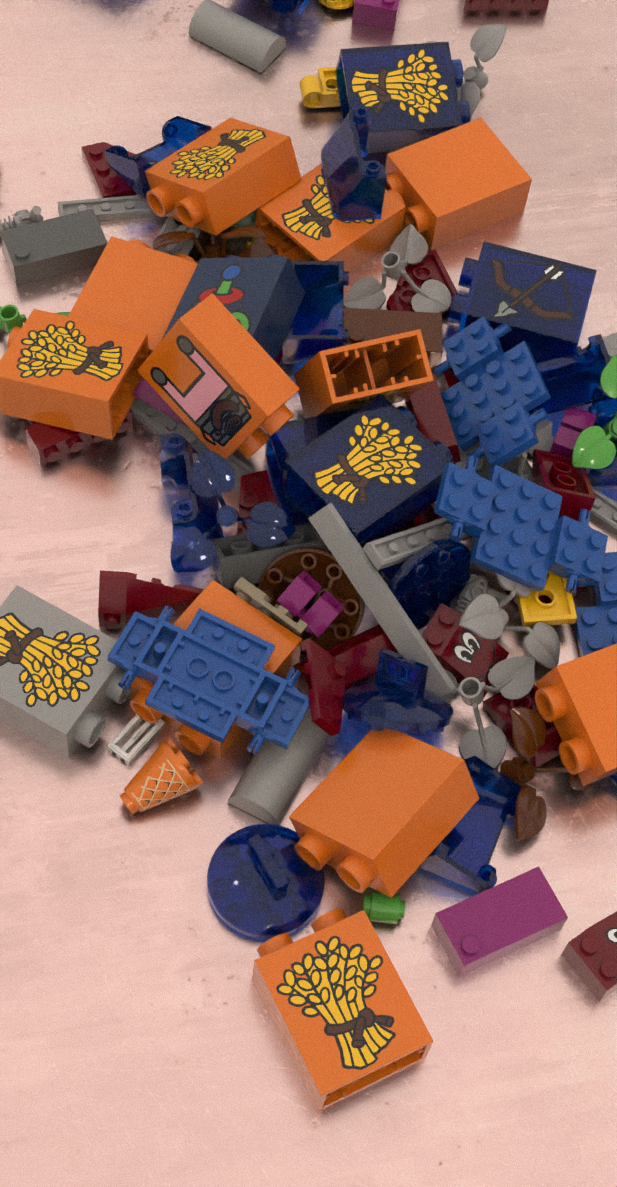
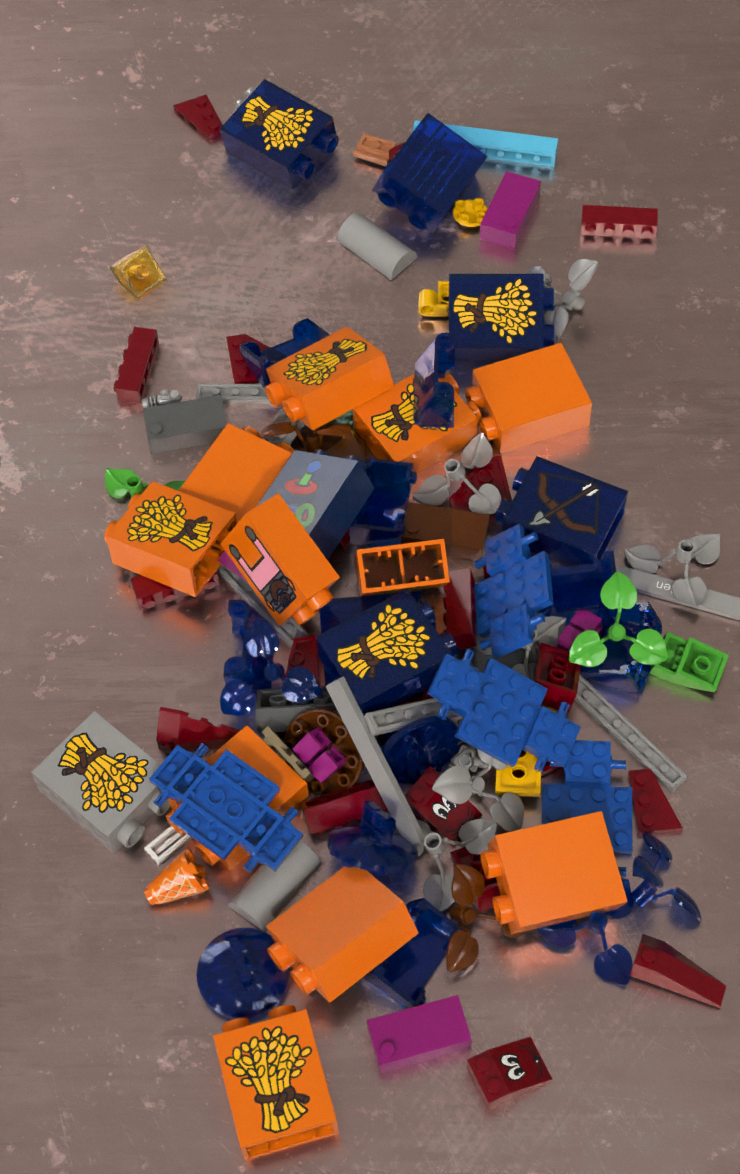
camera: 20 degrees right, 0 degrees up
(328, 687) = (318, 824): dark red wing -> none
(383, 908) = (330, 1011): bright green brick -> none

